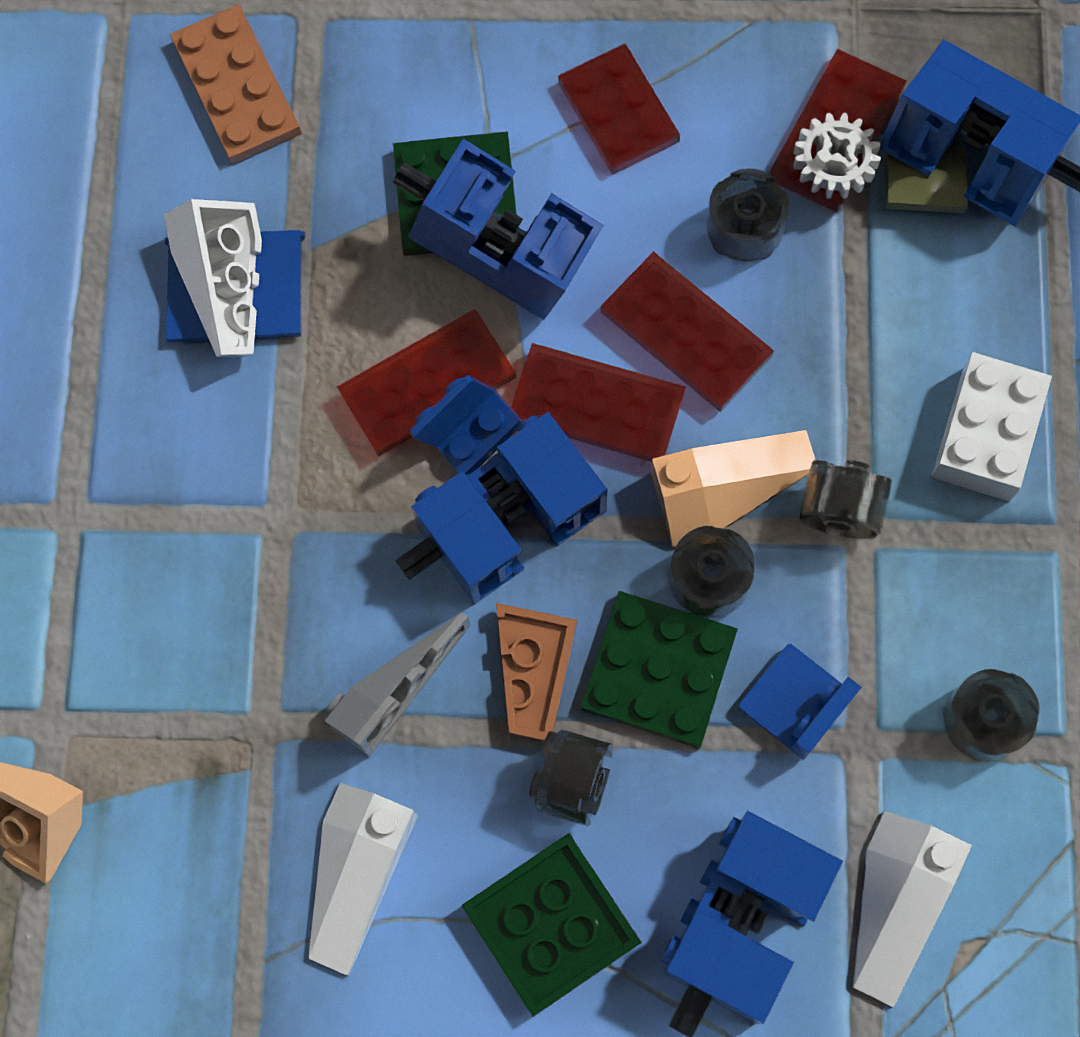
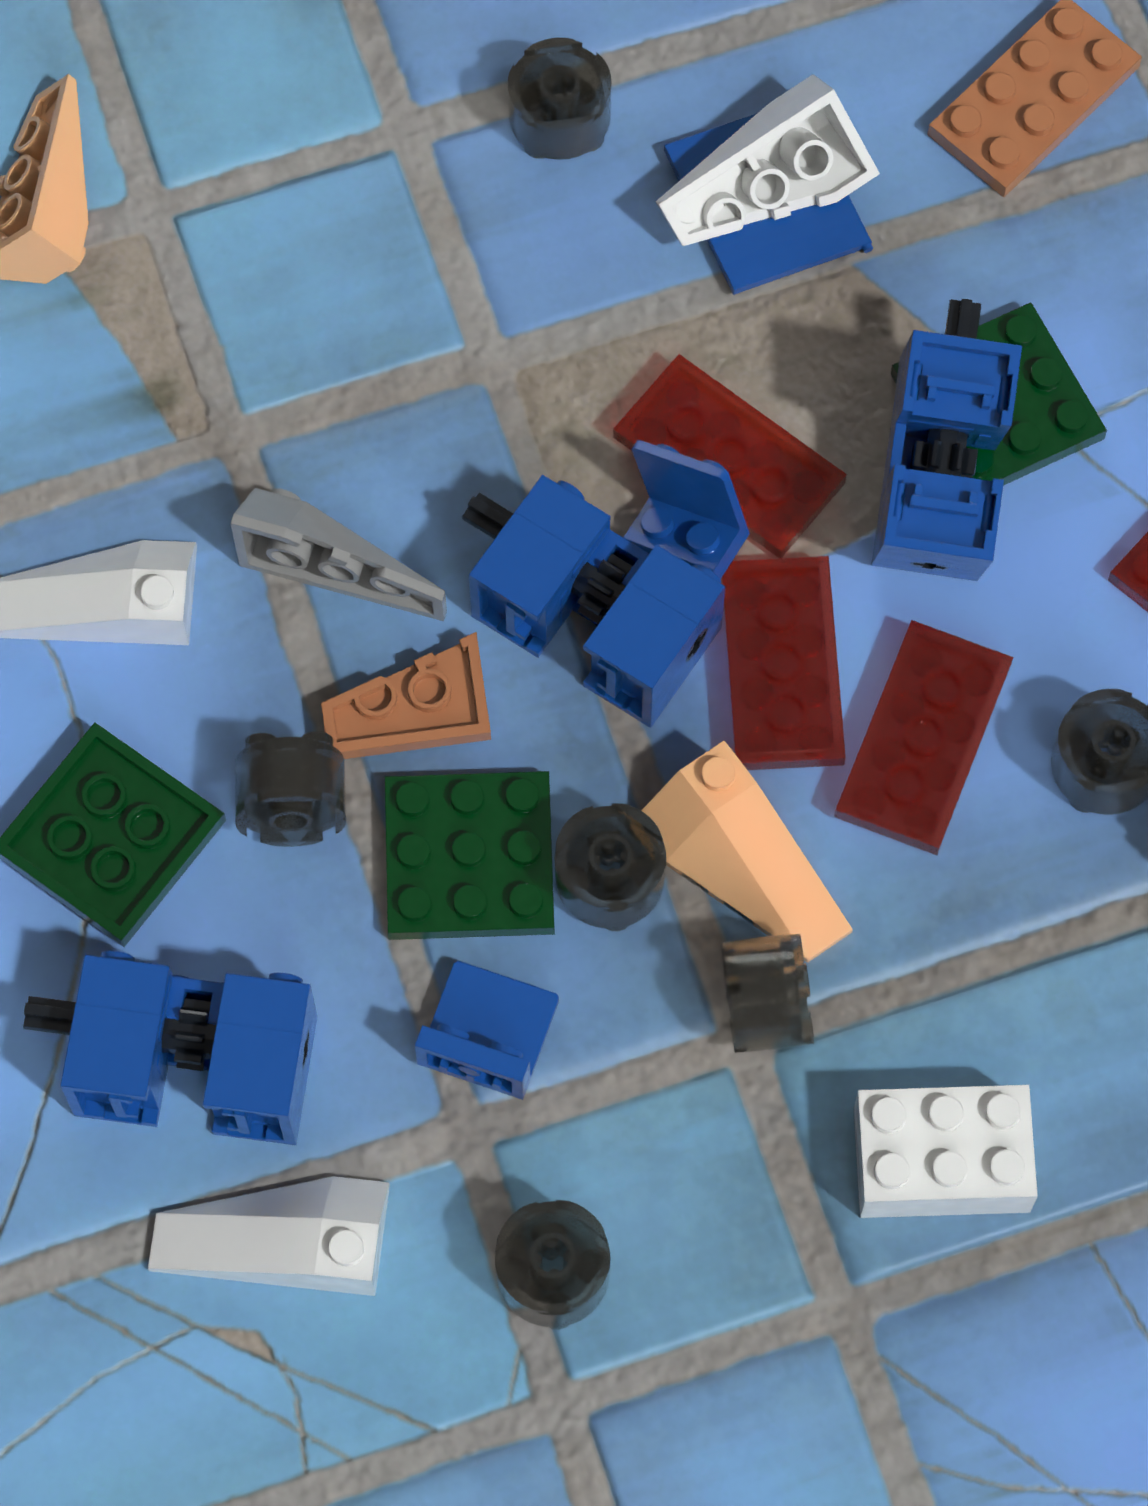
camera: 65 degrees right, 5 degrees down
(119, 390) = (559, 99): none -> clear smoke brick

